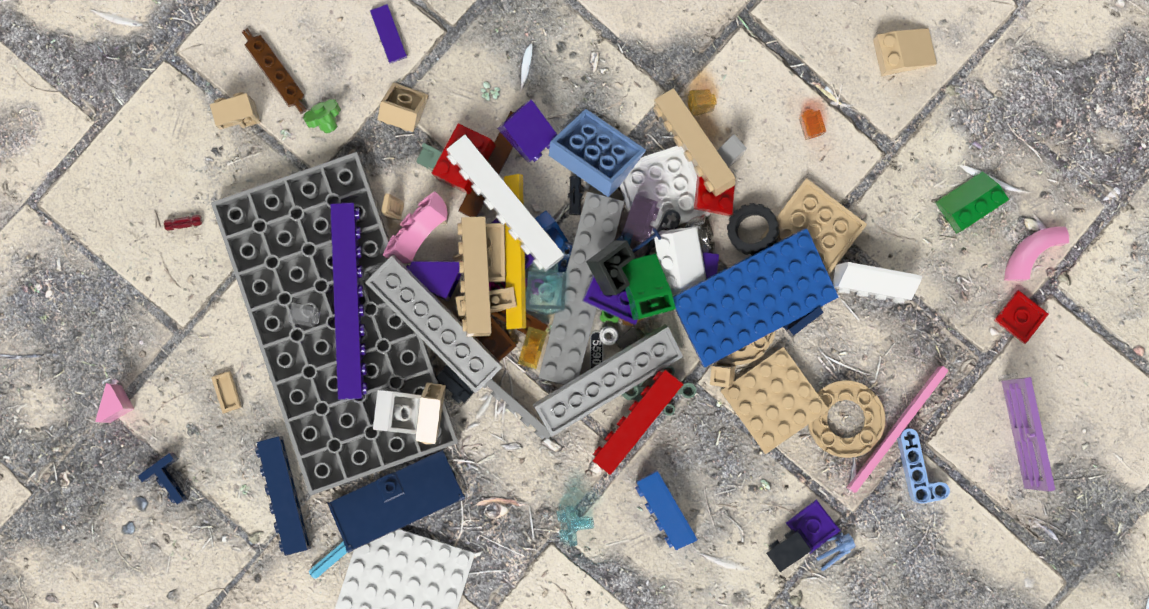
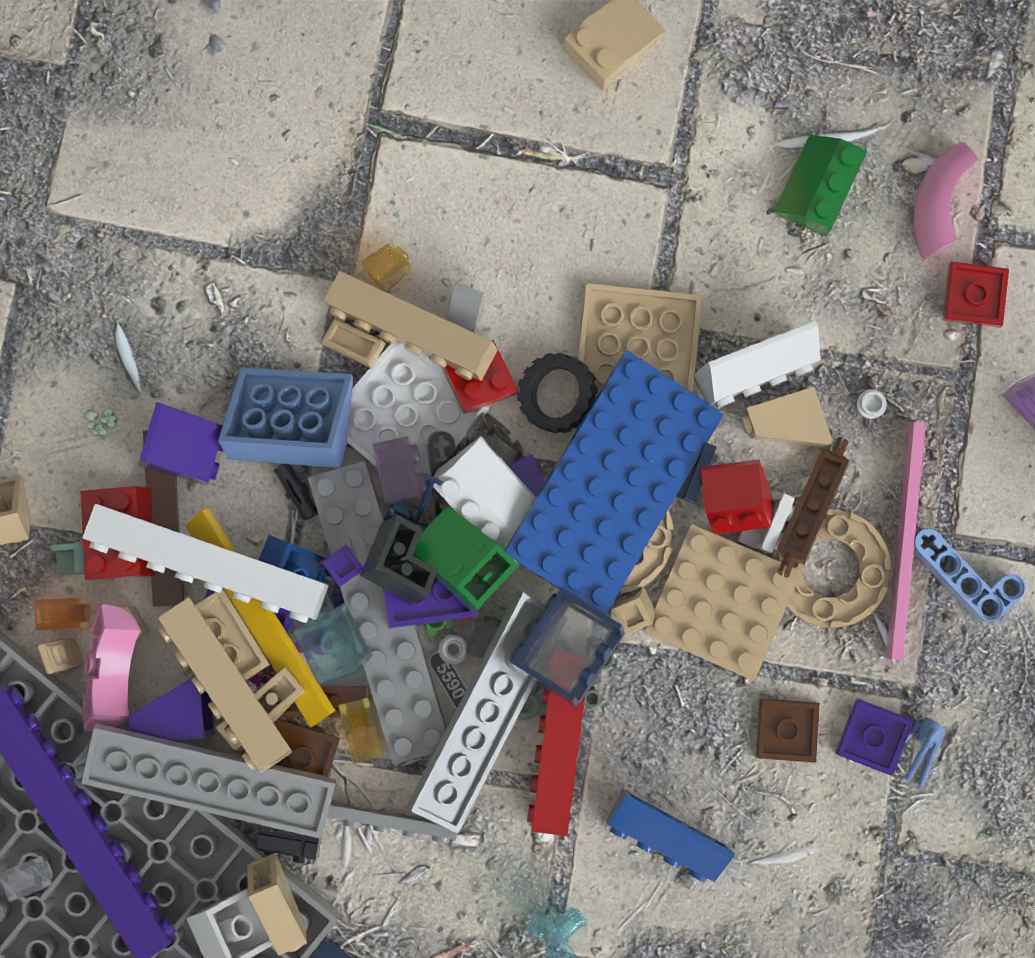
camera: 25 degrees left, 0 degrees up
(406, 184) = (61, 613): none -> clear orange slope
(578, 251) = (342, 565): none -> dark purple plate
(656, 133) = (353, 343): none -> tan tile
(674, 371) = (568, 647): none -> window
(766, 493) = (787, 730): none -> reddish brown tile
(789, 550) = (862, 787): black brick -> none
(812, 124) = (551, 207): clear orange brick -> none
(818, 346) = (737, 497): none -> red slope
(826, 370) = (769, 538): none -> white bracket
(857, 378) = (813, 507): none -> reddish brown plate
(873, 323) = (789, 419): none -> tan slope
(924, 342) = (871, 404): none -> white plate

